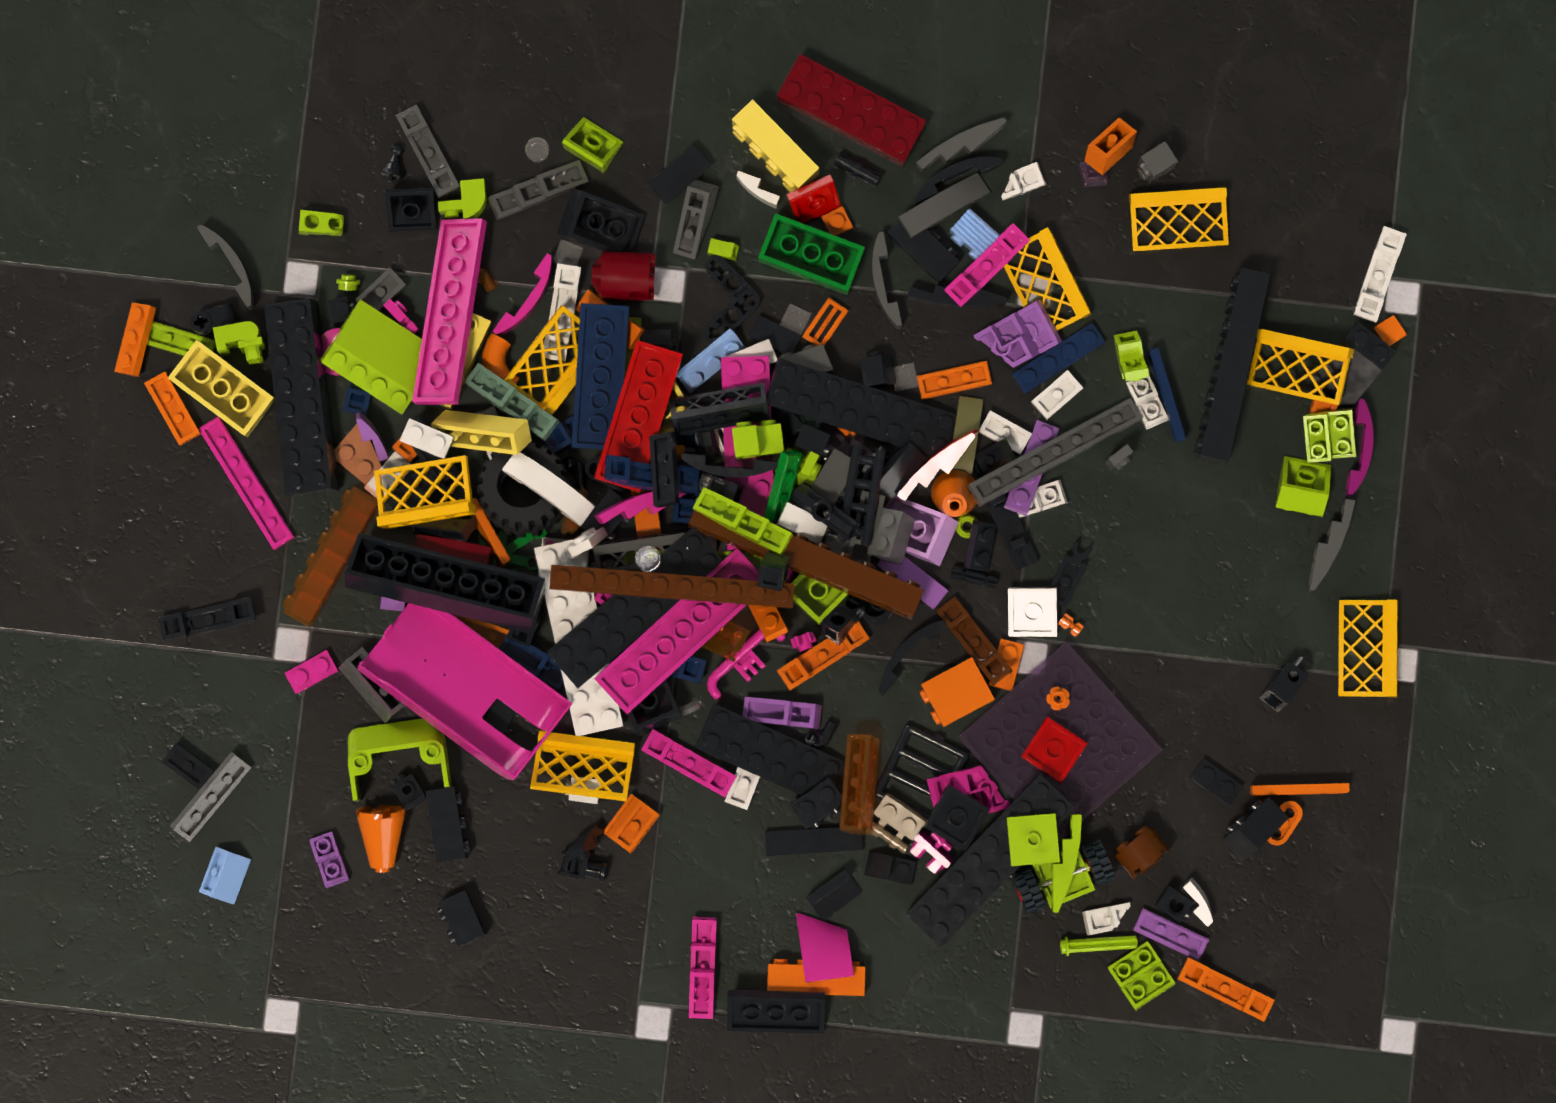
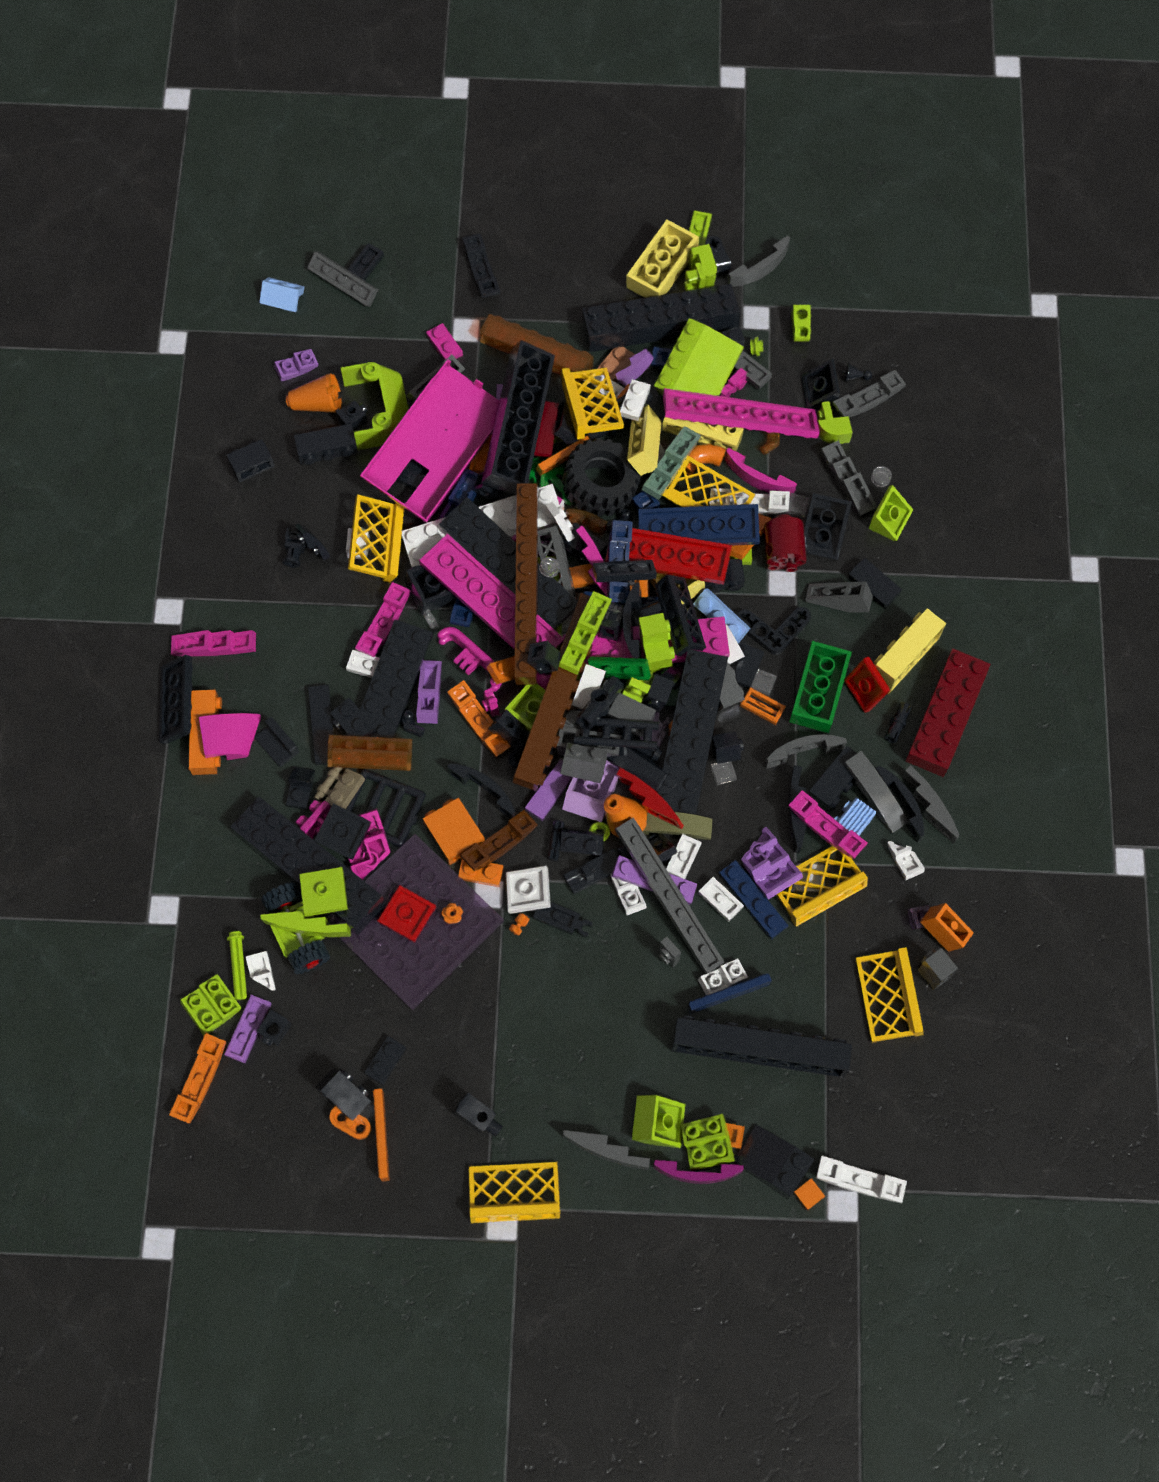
camera: 80 degrees right, 15 degrees down
(135, 339) = (695, 205): orange plate -> none
(172, 408) = (641, 234): orange plate -> none
(246, 483) = (588, 290): dark pink tile -> none
(549, 487) = (601, 488): white slope -> none
(631, 823) = (331, 581): orange plate -> none
(724, 249) = (816, 620): lime piece -> none
(727, 641) = (487, 640): clear orange plate -> none
(752, 185) = (871, 642): white slope -> none
(837, 222) = (850, 709): orange plate -> none
(954, 380) = (725, 813): orange tile -> none
(1130, 356) = (761, 959): lime brick -> none
(1141, 852) = (318, 994): reddish brown brick -> none
(1203, 910) = (279, 1052): white slope -> none
(1303, 345) = (786, 1114): yellow fence -> none

